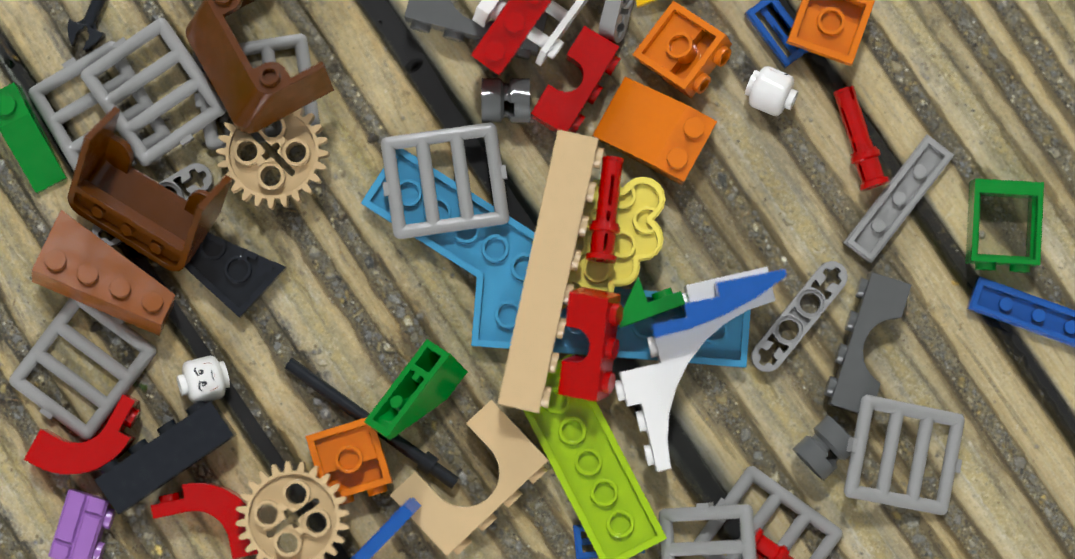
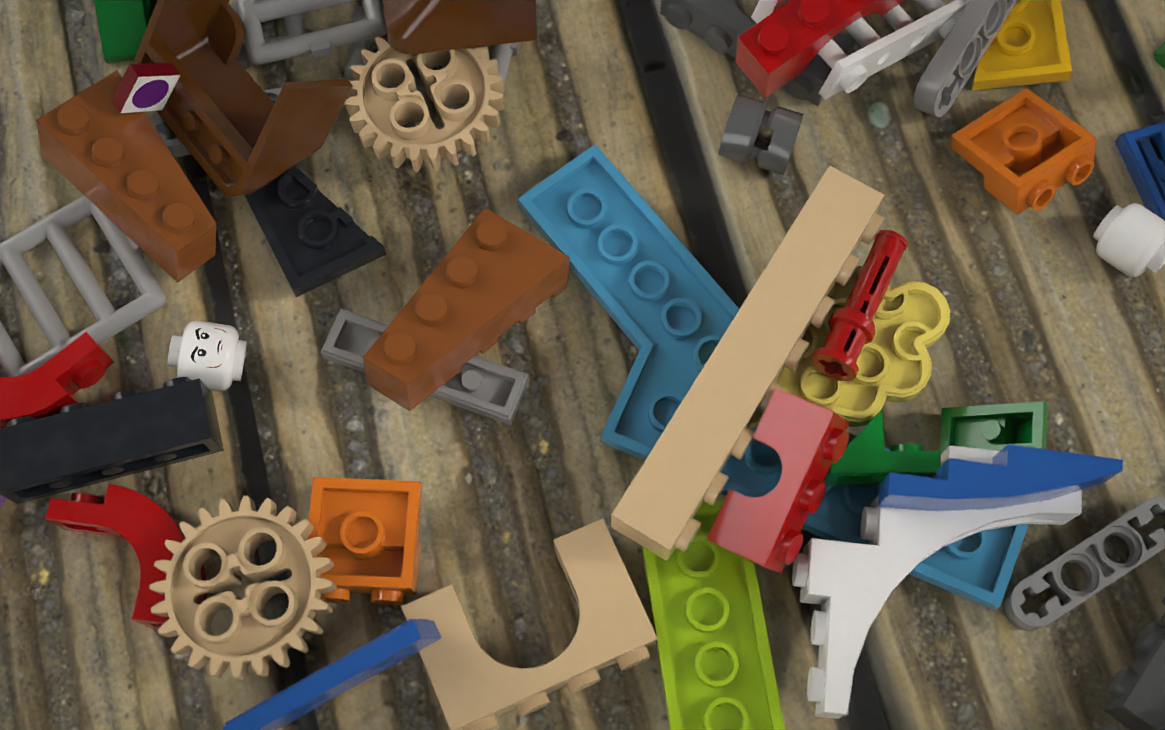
camera: 25 degrees right, 15 degrees down
(91, 220) = (145, 87): none -> tile
(341, 335) = (478, 387): none -> light grey tile
(358, 285) = (463, 306): none -> dark orange wedge
(417, 390) = (502, 467): green slope -> none
(422, 142) = (656, 263): light grey bar -> none
(425, 462) = (474, 582): black bar -> none
(594, 58) = (895, 120): red arch -> none
(654, 129) = (962, 241): orange slope -> none
(712, 259) = (994, 426): none -> green slope

